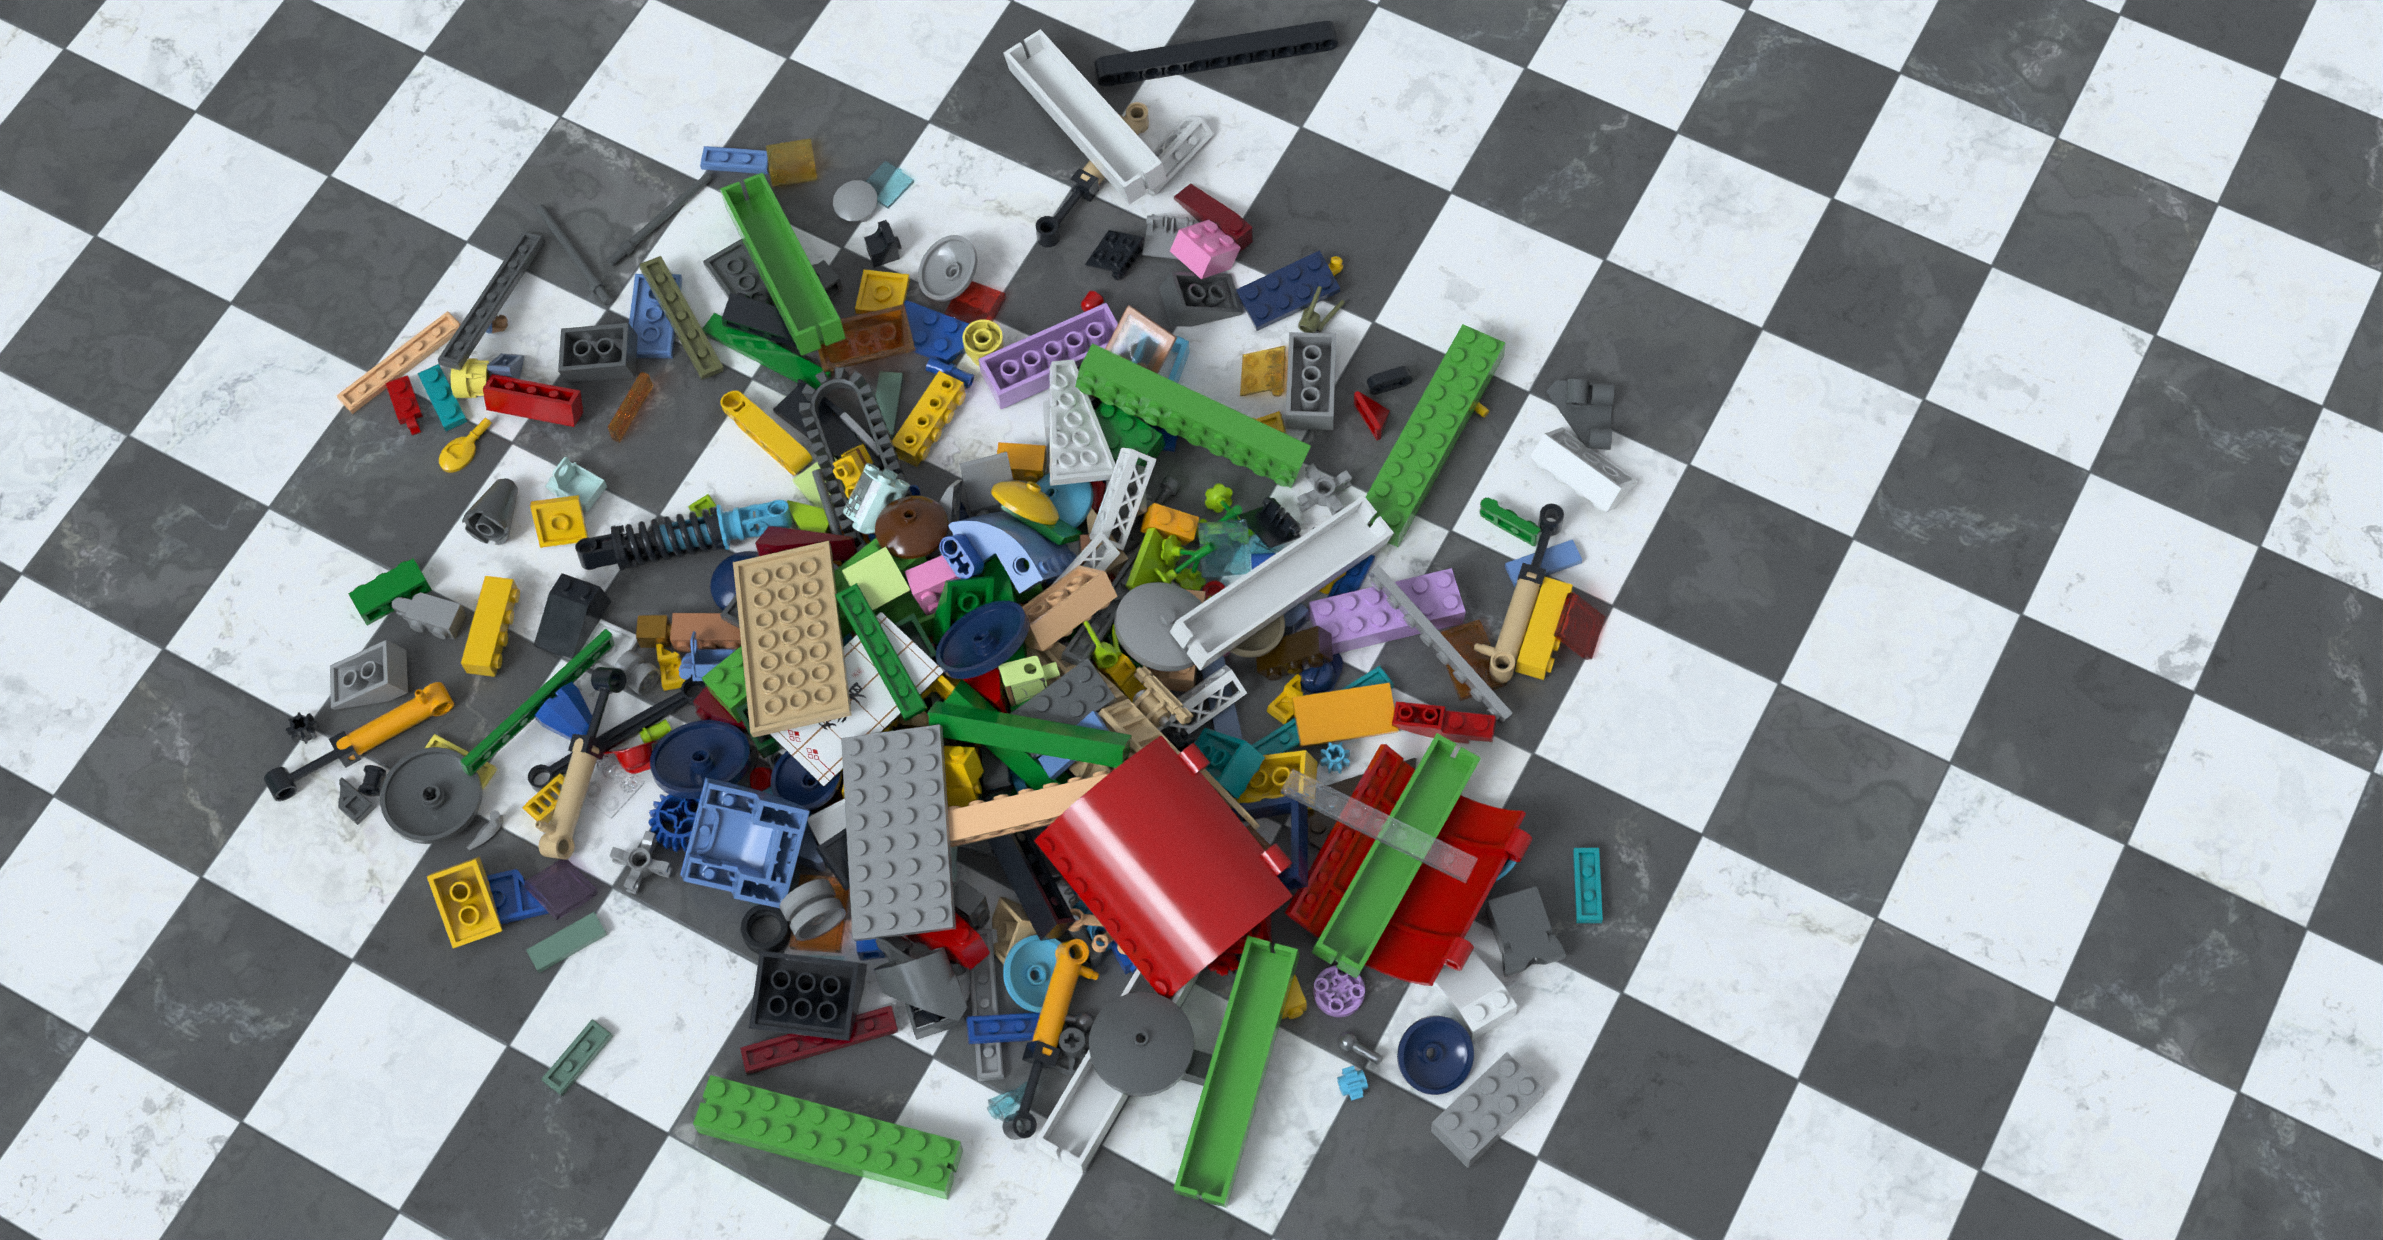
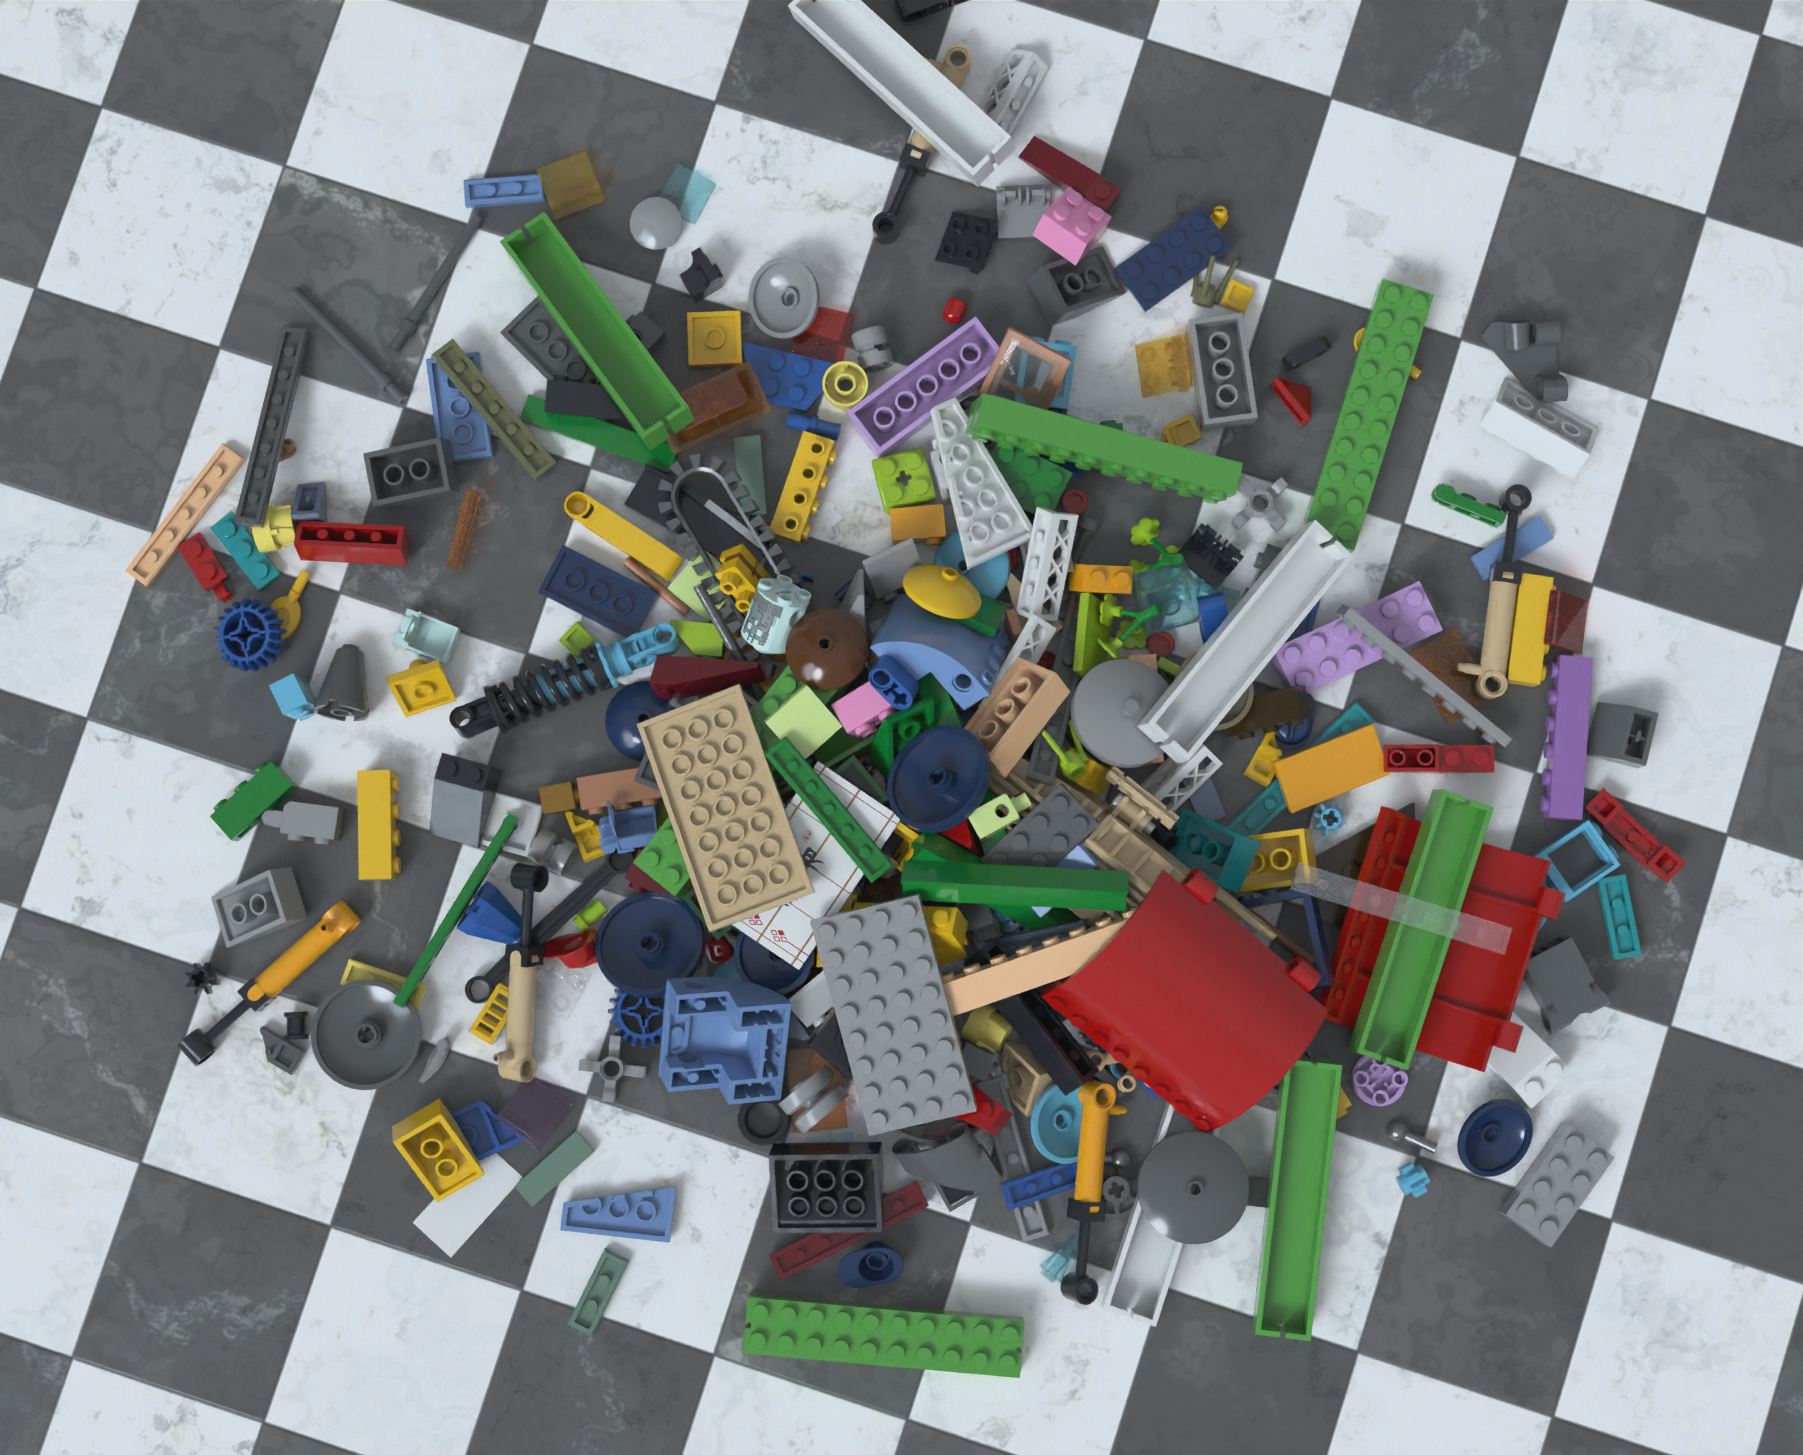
camera: 10 degrees left, 20 degrees up
(430, 464) = (244, 615): none -> blue gear
(448, 509) = (294, 697): none -> medium azure brick
(479, 961) = (460, 1214): none -> white sticker
(618, 992) = (627, 1215): none -> medium blue wing
(731, 472) = (598, 592): none -> dark blue plate
(783, 477) = (656, 586): none -> nougat bar
(829, 1071) = (870, 1266): none -> dark blue piece
(986, 876) = (986, 1028): none -> light yellow piece
(1009, 415) = (913, 465): none -> lime brick
(1014, 319) = (873, 353): none -> light grey wheel
(1163, 467) = (1074, 501): none -> red tile
(1340, 326) = (1237, 296): none -> yellow tile
(1565, 725) = (1567, 738): none -> medium lavender brick
(1575, 810) = (1605, 852): none -> medium azure window
(1610, 817) = (1633, 837): none -> red slope
(1615, 728) = (1621, 734): none -> dark grey slope

